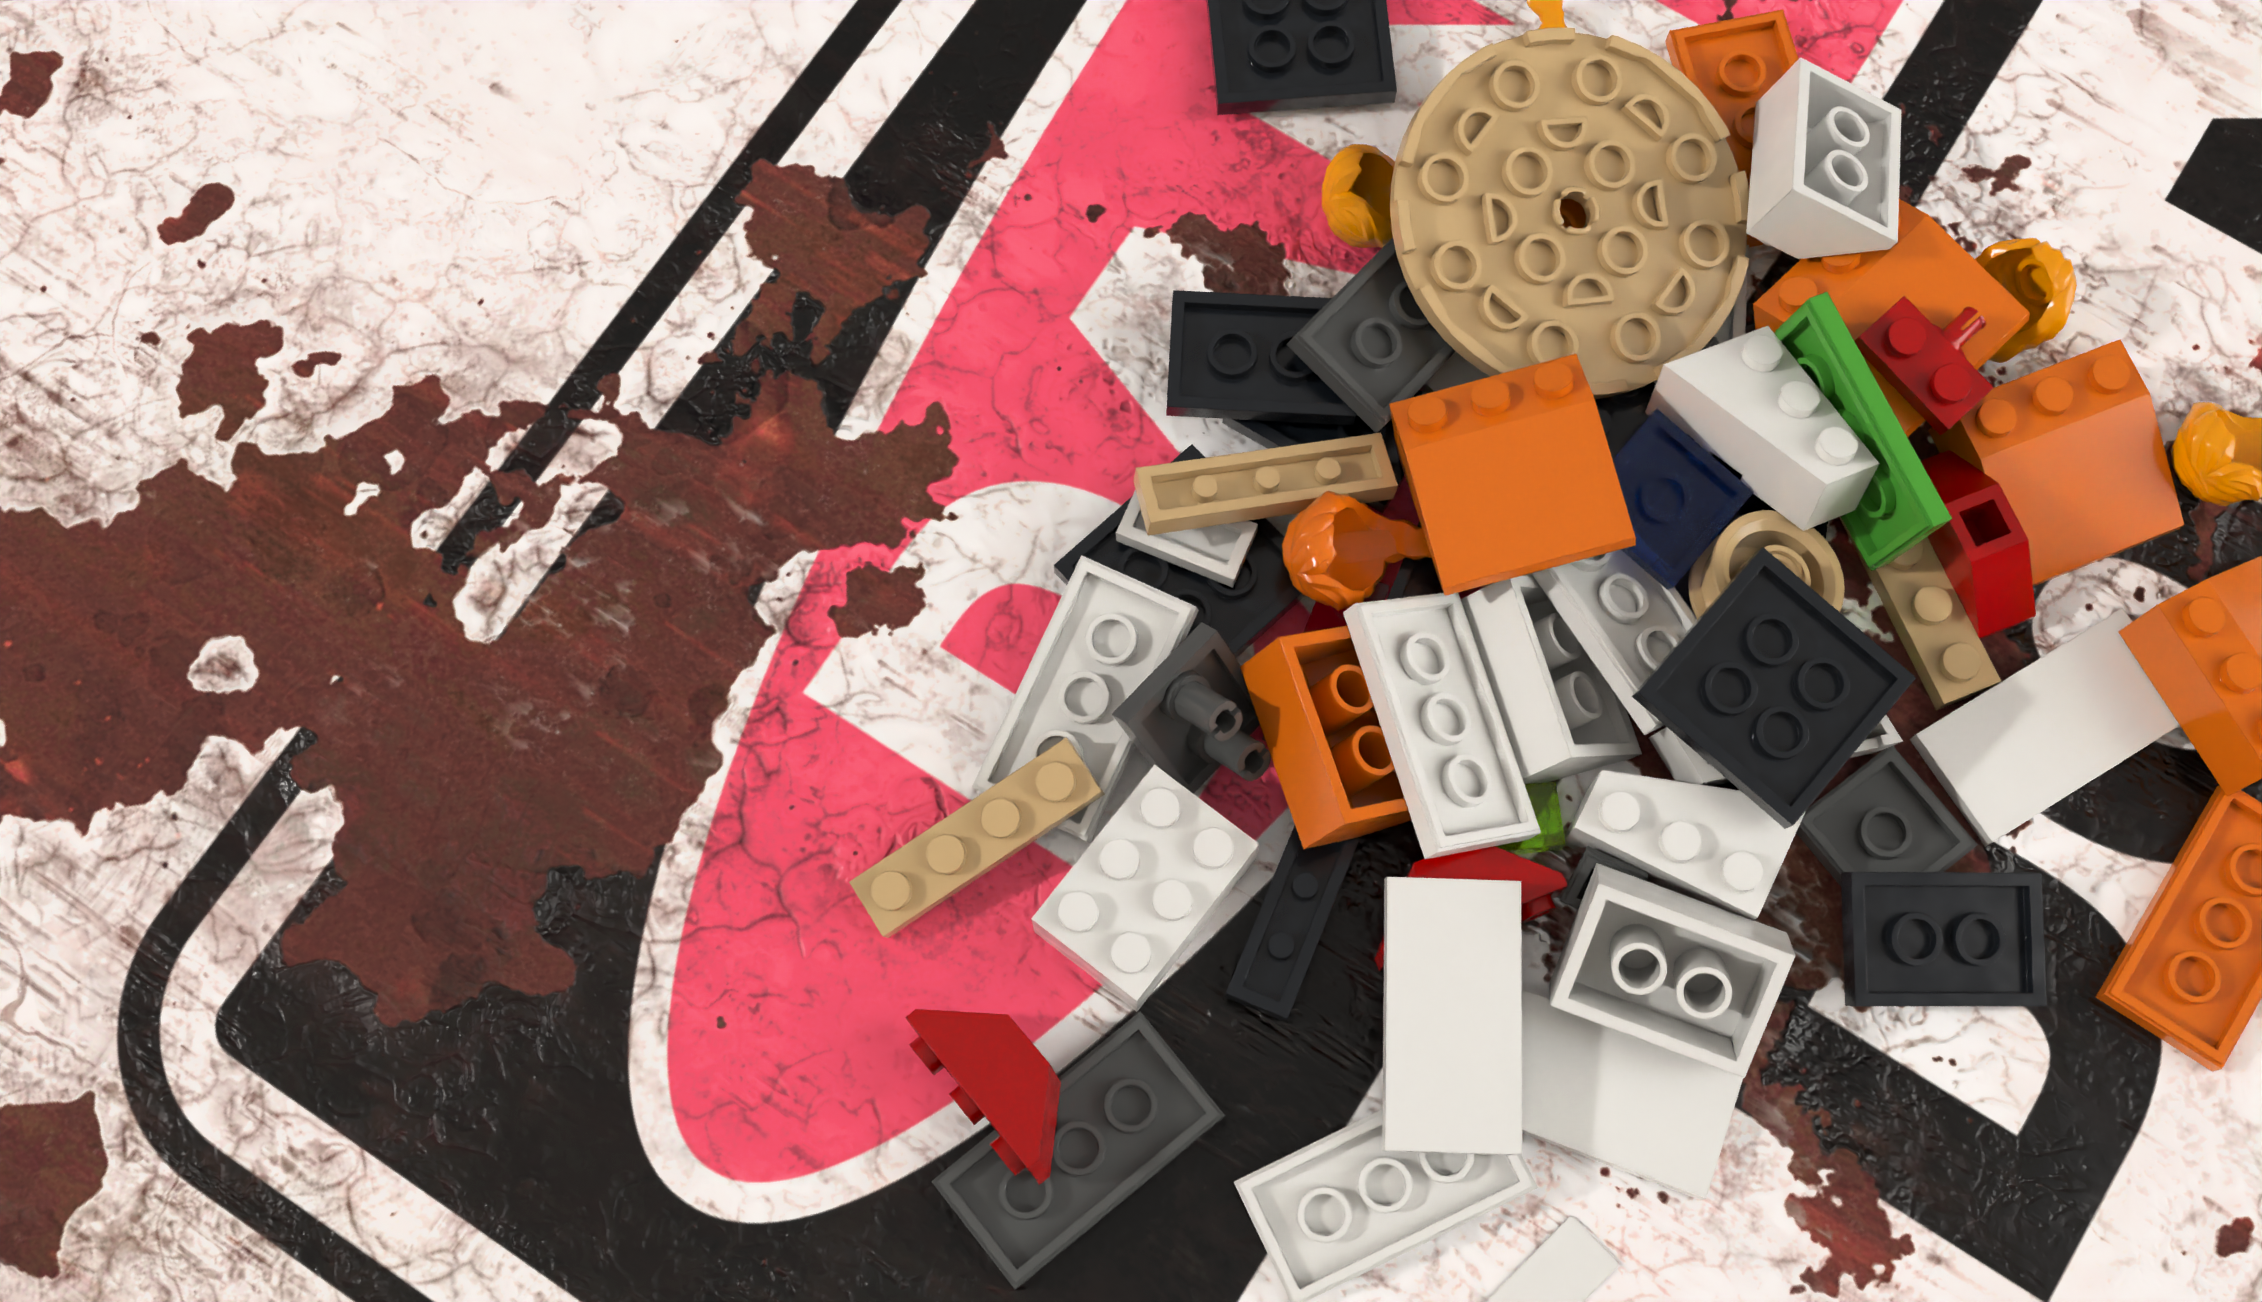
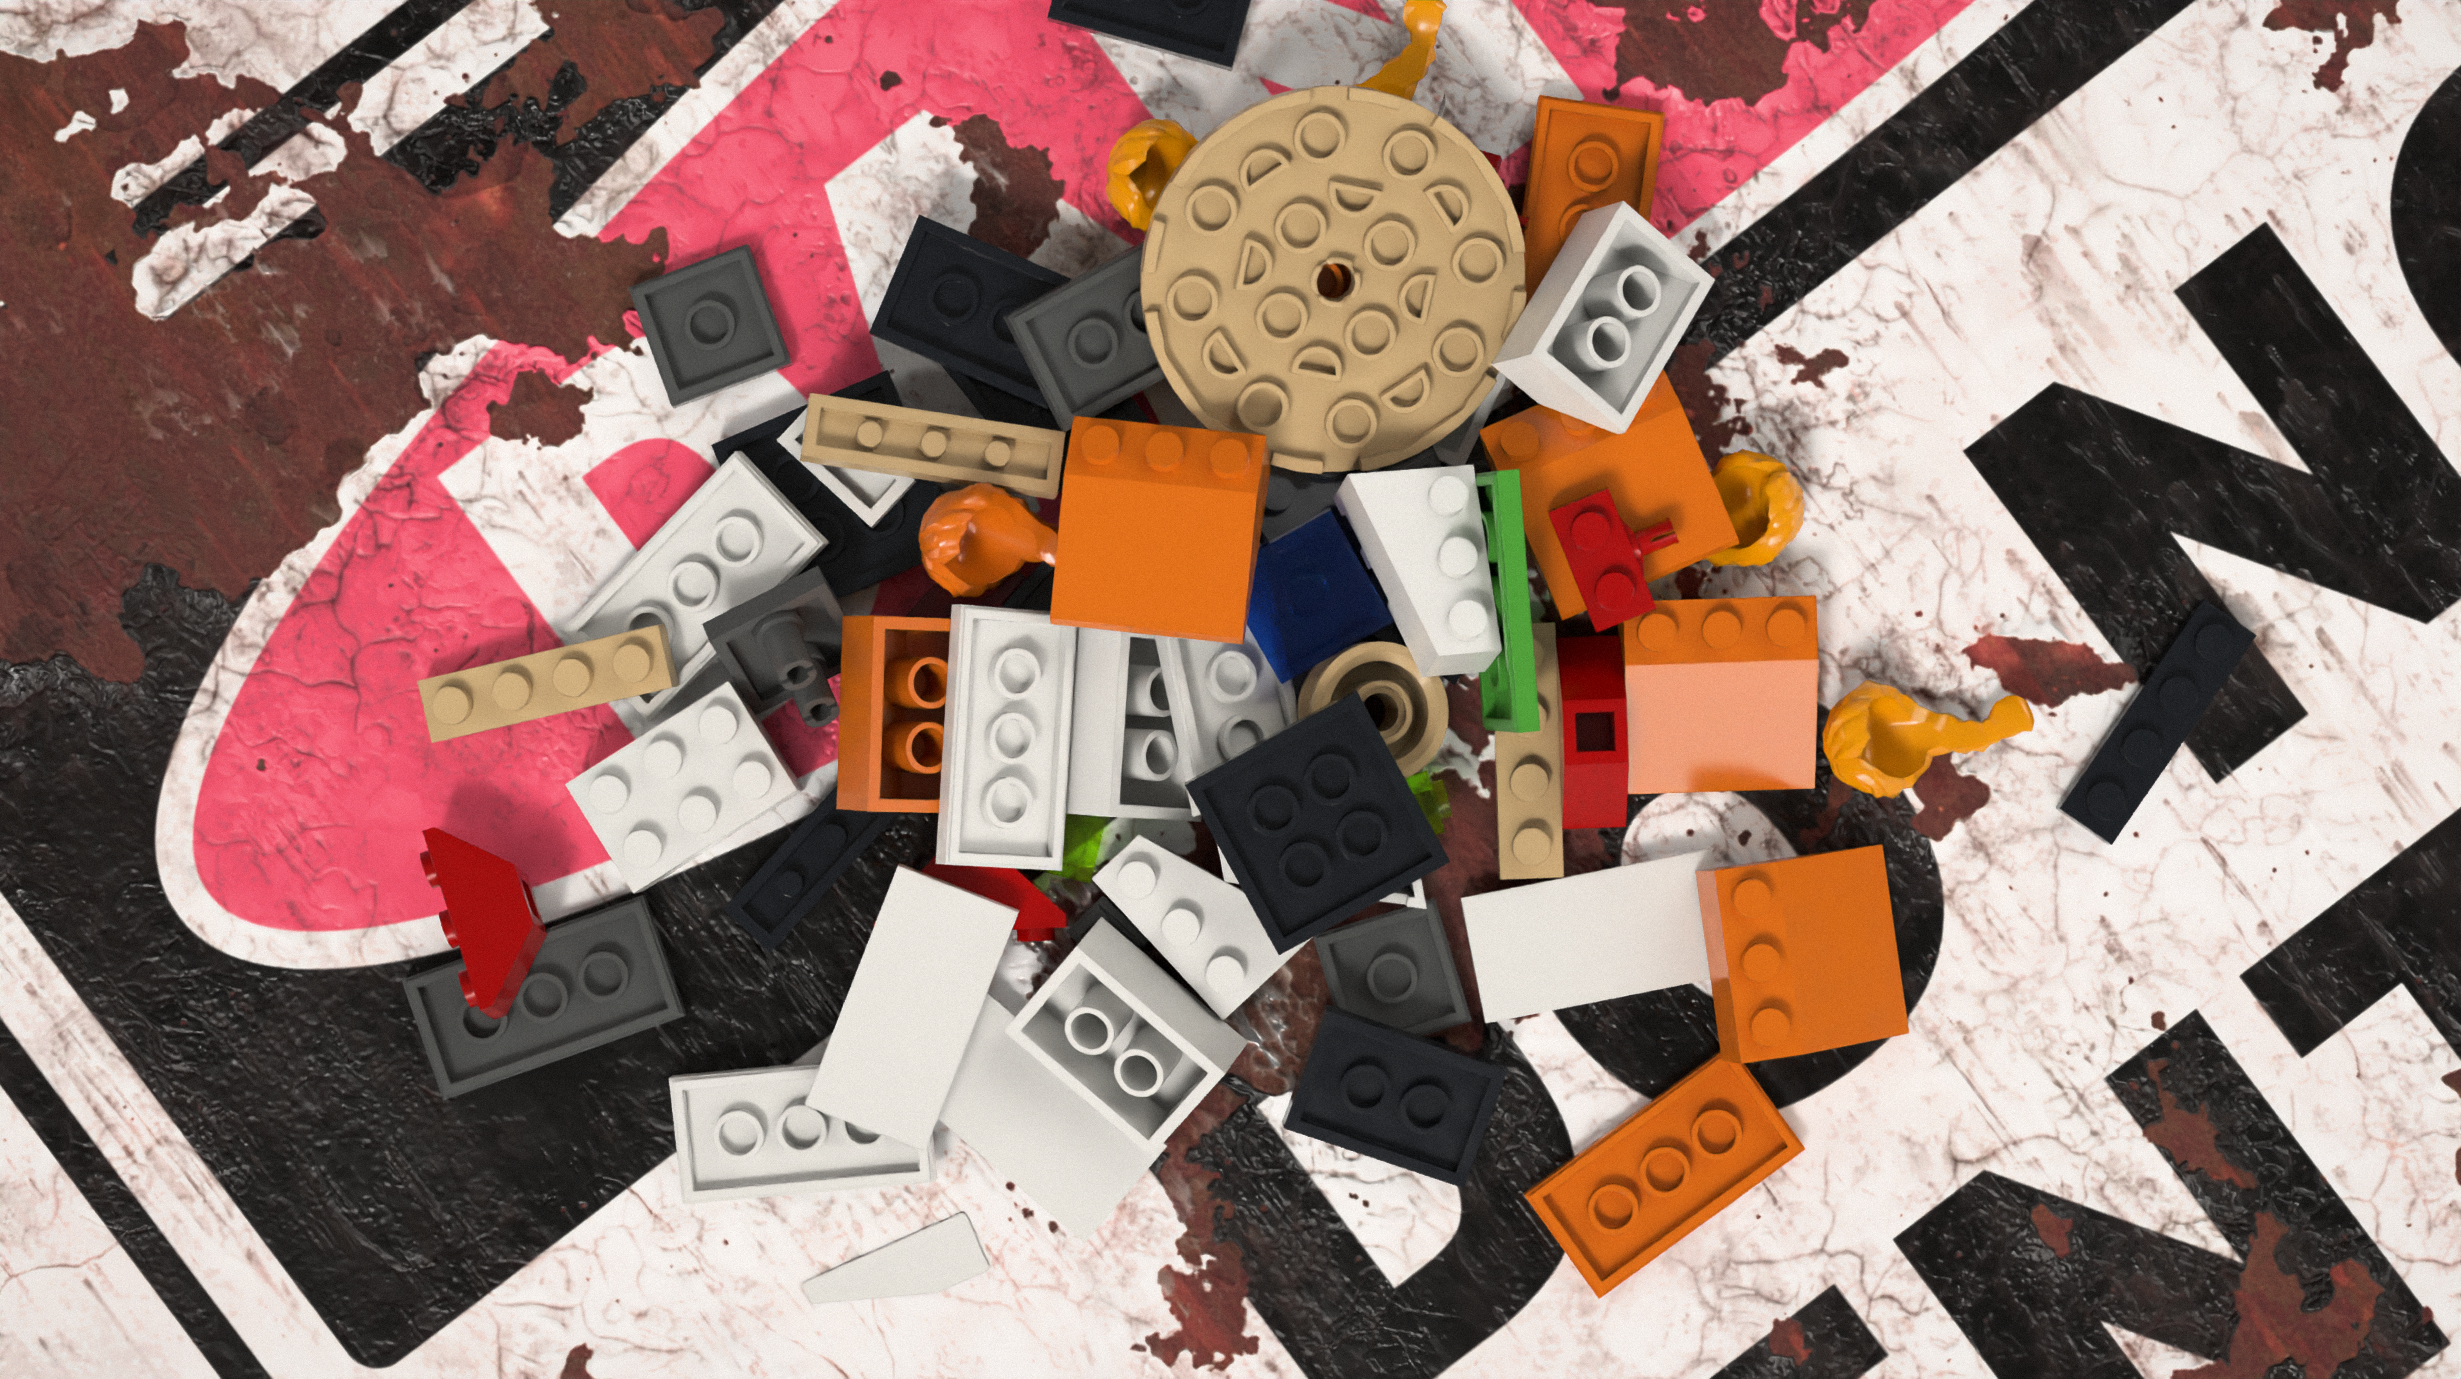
camera: 20 degrees right, 15 degrees up
(1012, 469) = (710, 326): none -> dark grey tile

